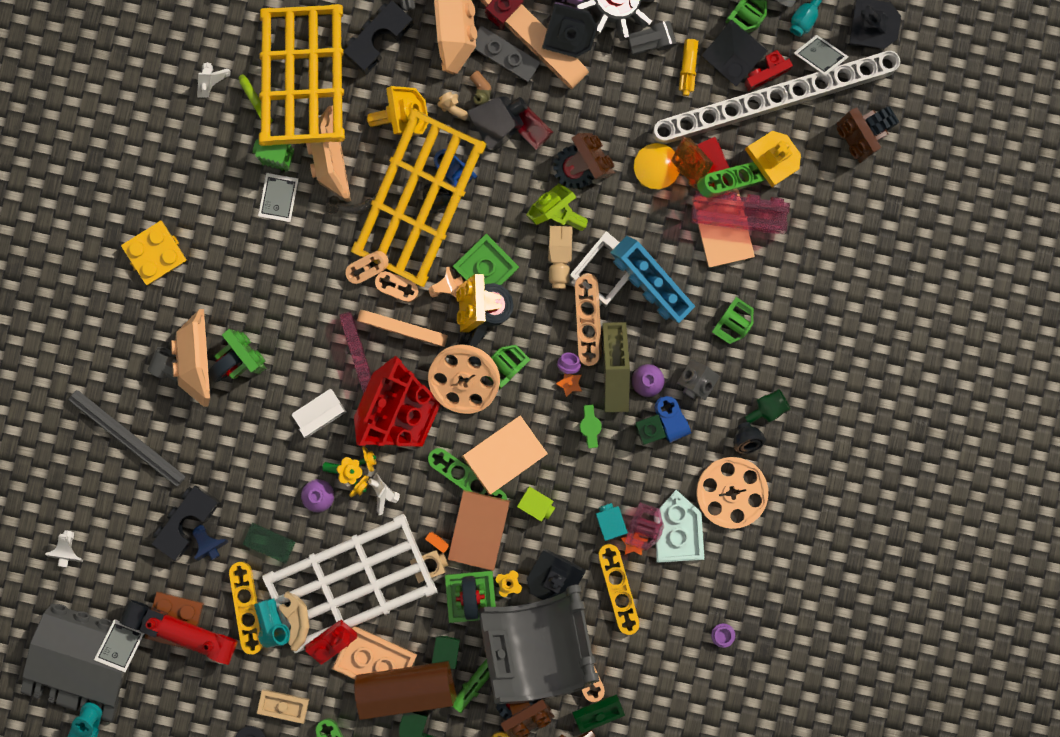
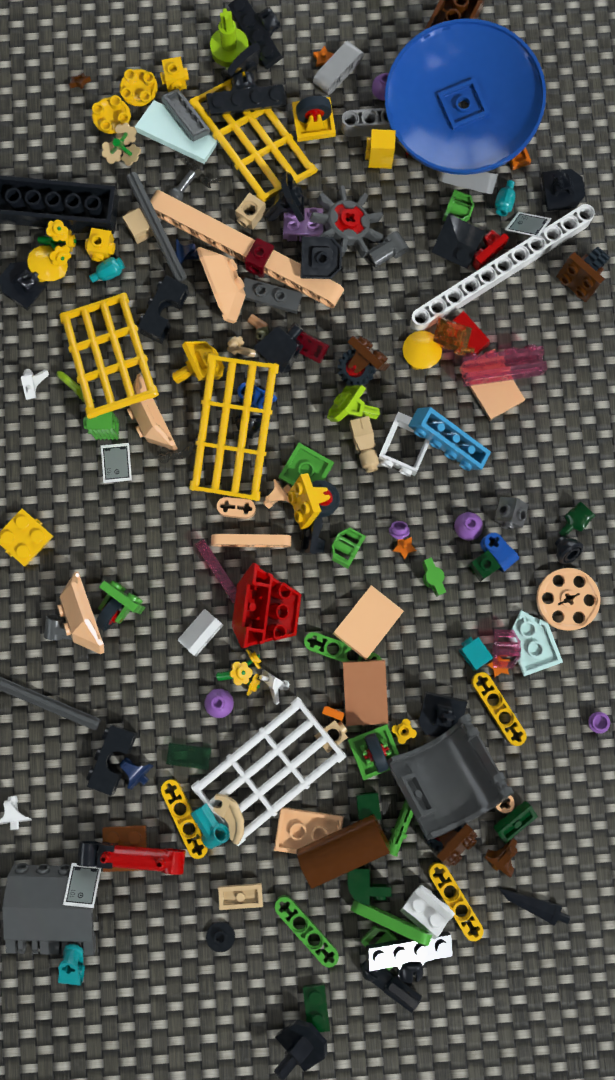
camera: 15 degrees left, 5 degrees down
(331, 642) = (266, 827): red hinge -> none
(364, 262) = (210, 501): light nougat beam -> none
(464, 369) = (315, 558): light nougat wedge -> none
(536, 504) = (407, 656): lime brick -> none
(588, 319) = (408, 487): light nougat beam -> none
(616, 367) = (441, 521): olive arch -> none
(688, 73) = (425, 269): yellow piece -> none
(729, 313) = (521, 451): bright green piece -> none
(733, 179) = (489, 339): bright green beam -> none
(775, 157) = (517, 314): yellow piece -> none

